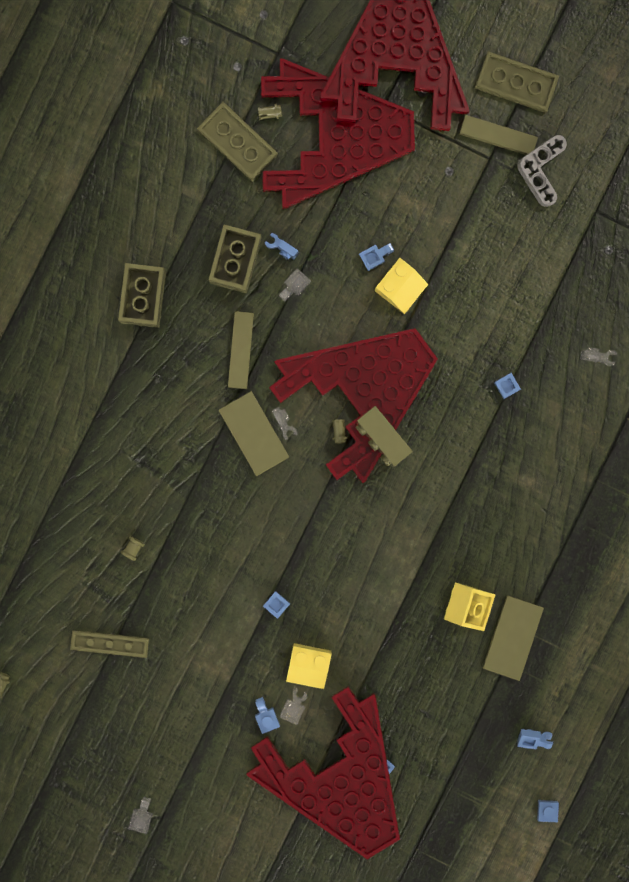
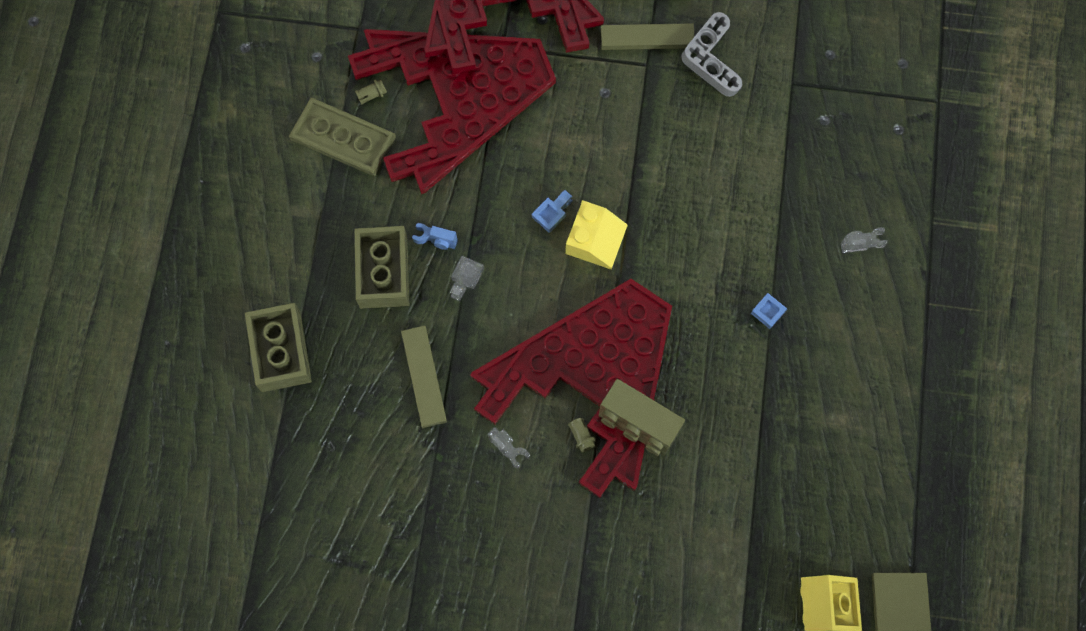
camera: 15 degrees left, 15 degrees down
(254, 433) = (474, 474): olive tile -> none

